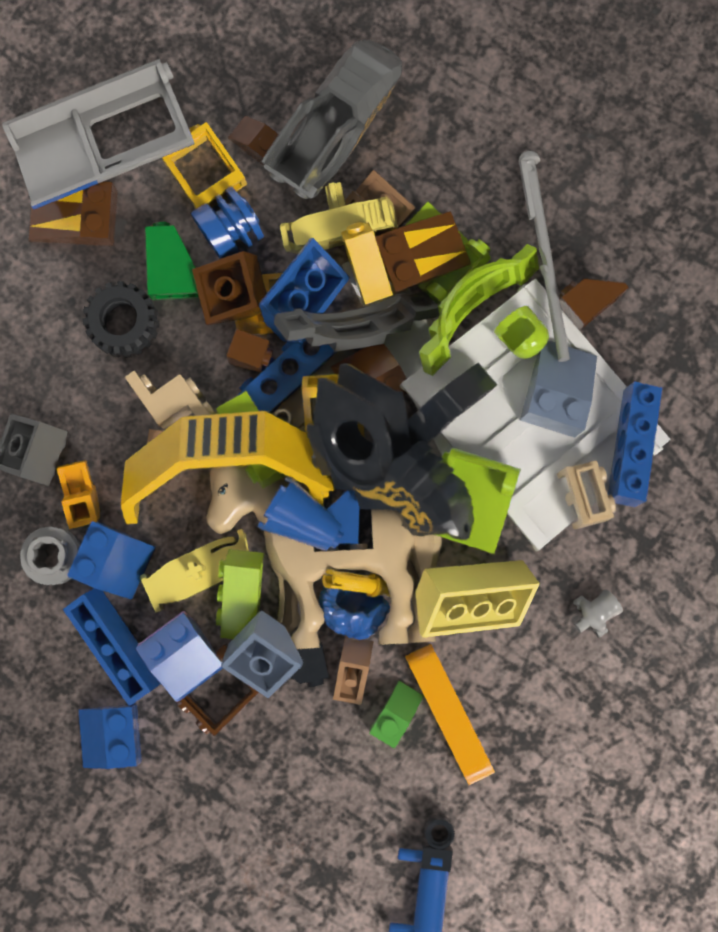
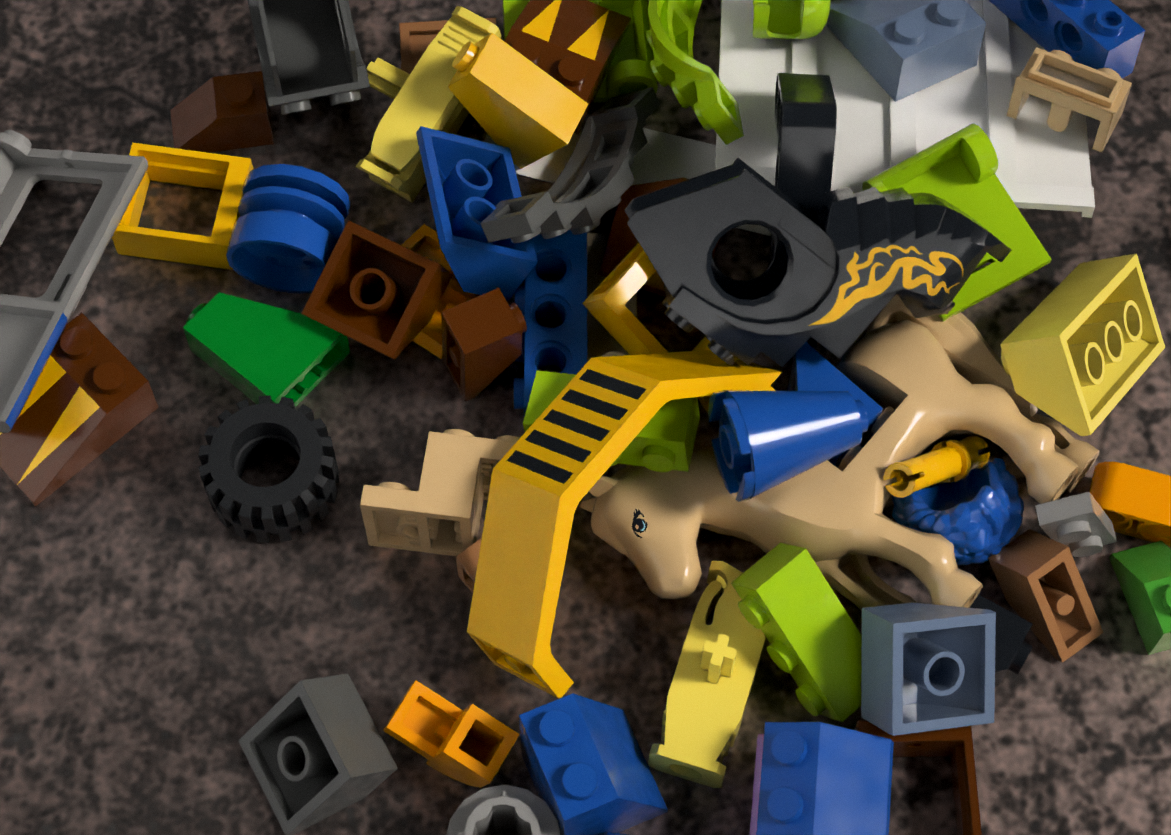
camera: 50 degrees left, 20 degrees down
(386, 661) = (1077, 523): none -> light grey plate

